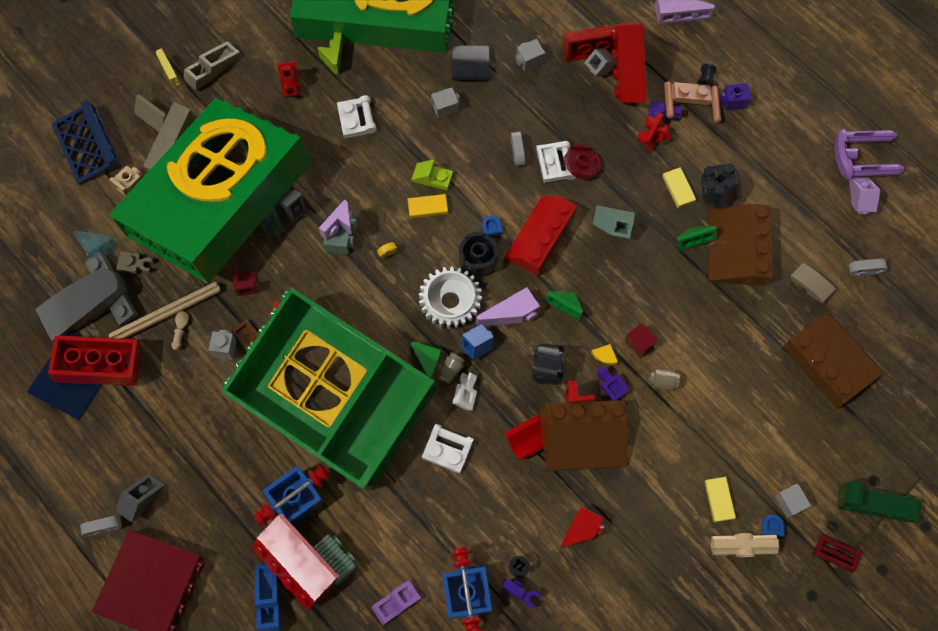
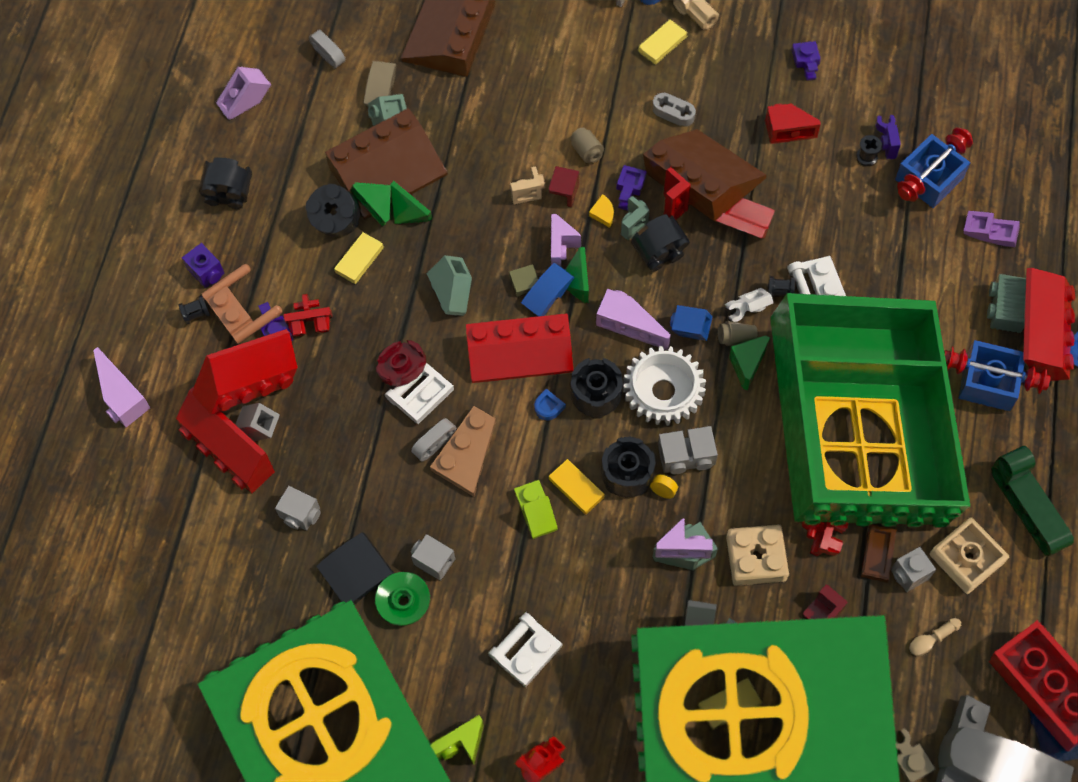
camera: 125 degrees left, 5 degrees down
(166, 311) = (950, 677): tan axle -> none
(194, 375) = (964, 540): none -> tan brick
(221, 453) = (1030, 502): none -> dark green beam
(308, 280) = (746, 567): none -> tan brick
(398, 279) = (687, 453): none -> light grey piece
(420, 231) = (624, 481): none -> black brick
(433, 67) = (402, 586): none -> green dish
(461, 420) = (780, 287): none -> black bush
(498, 162) = (465, 452): none -> medium nougat wing
(569, 277) = (547, 289): none -> blue slope
(581, 365) = (635, 219): none -> sand green bracket
(589, 271) = (523, 279): none -> olive tile
(604, 311) = (562, 237): none -> lavender slope
(633, 594) = (808, 57): none -> dark purple plate
(655, 319) = (527, 190): none -> tan bracket
(656, 466) = (673, 109): none -> light grey beam
(713, 214) = (375, 199): none -> green slope
(785, 272) = (385, 107): none -> sand green bracket
(790, 137) = (225, 183): none -> black brick
(845, 155) = (205, 132): medium lavender piece -> none

